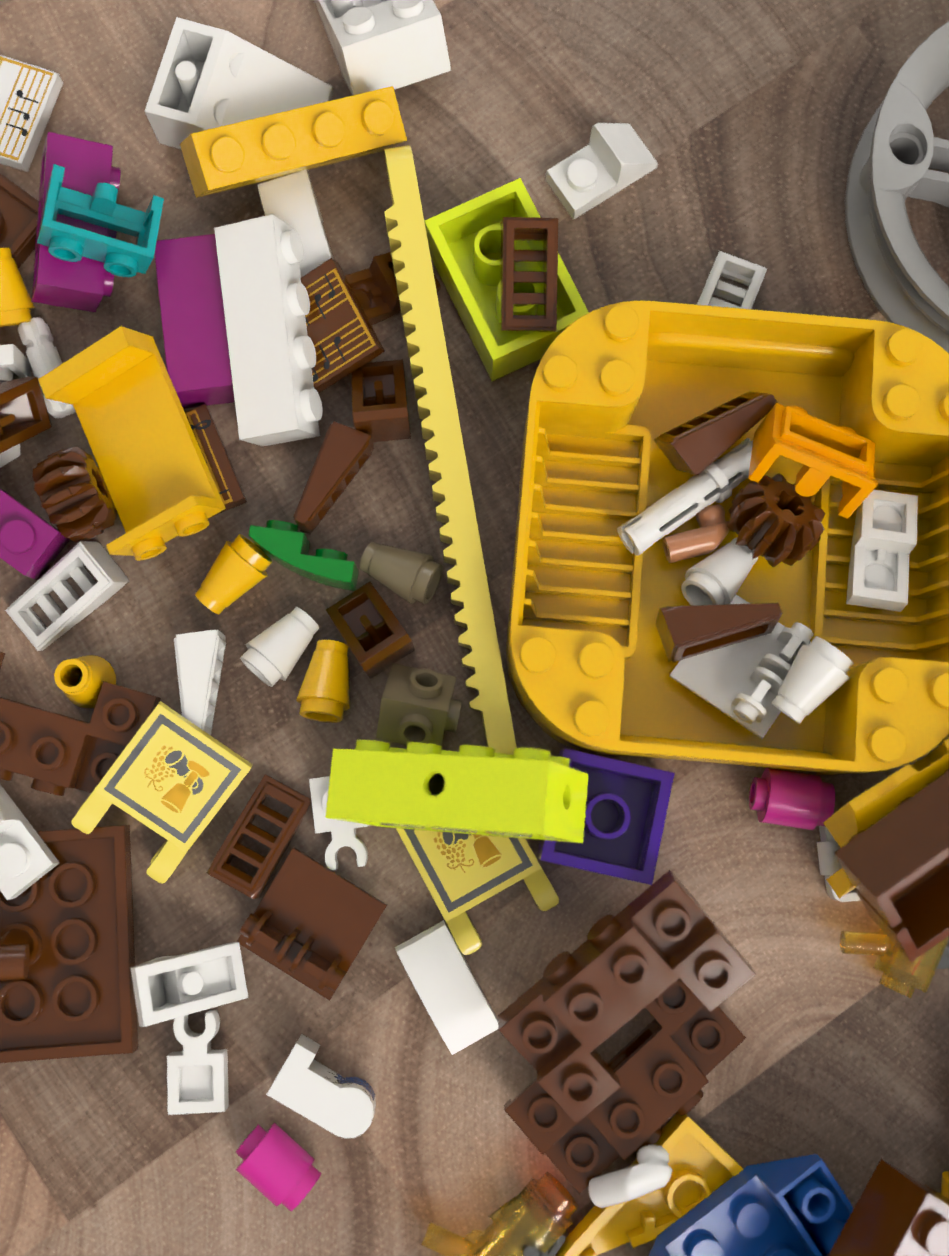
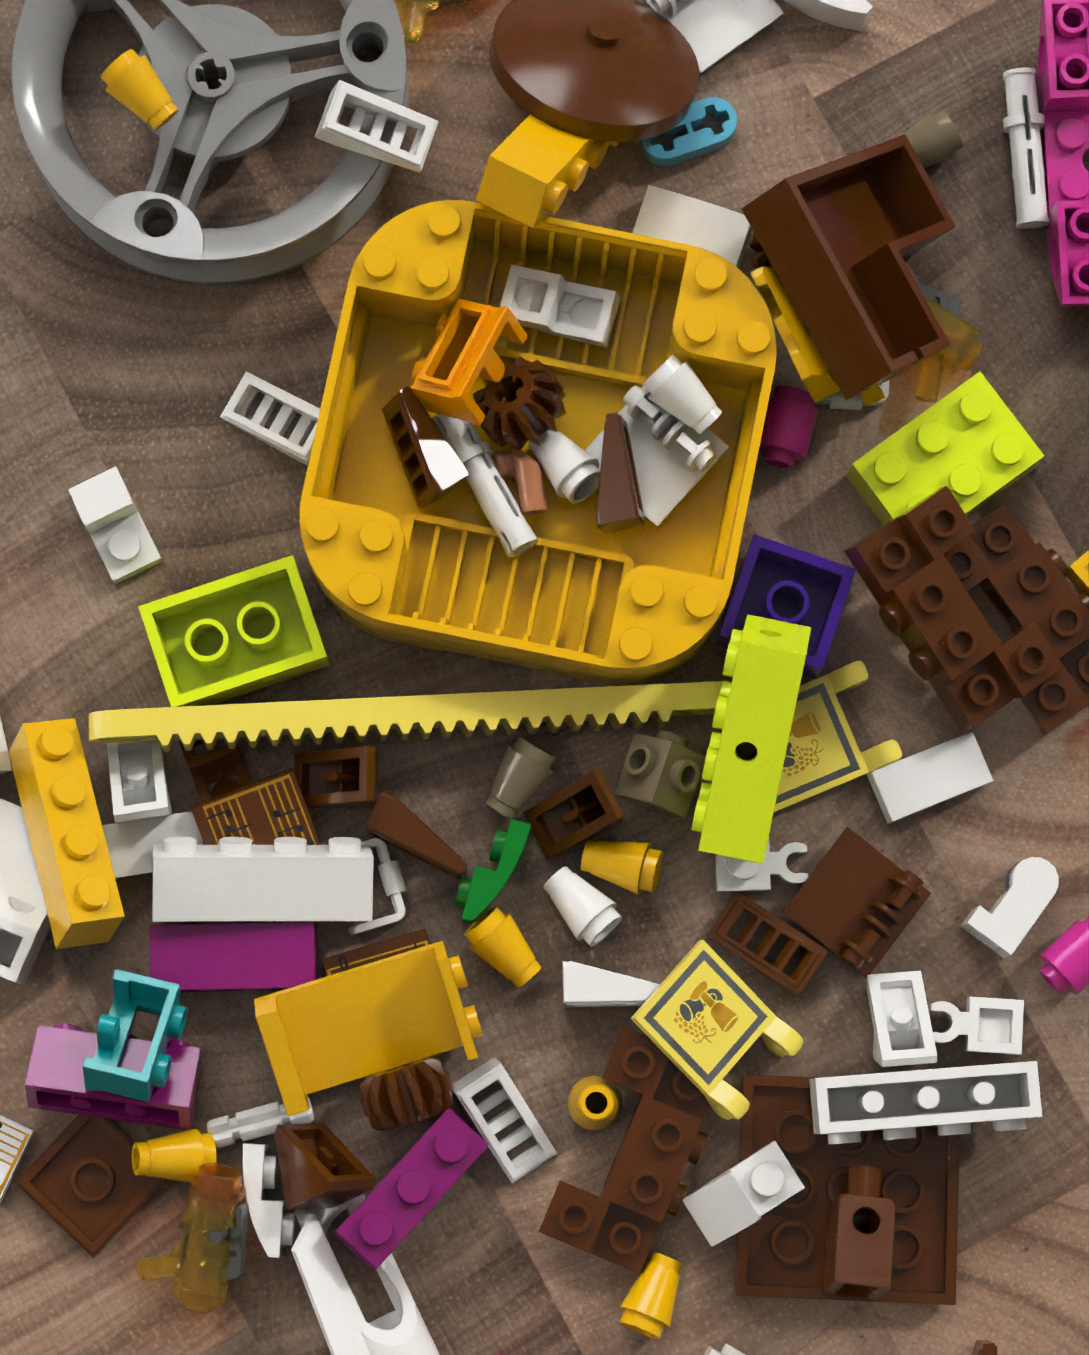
camera: 85 degrees left, 0 degrees up
(99, 1022) = (925, 1098): none -> white brick
(283, 465) = (393, 885): none -> white piece
(349, 210) = (138, 781): none -> white slope
(529, 230) = (244, 628): reddish brown slope -> none
(803, 985) = (958, 443): none -> neon yellow brick

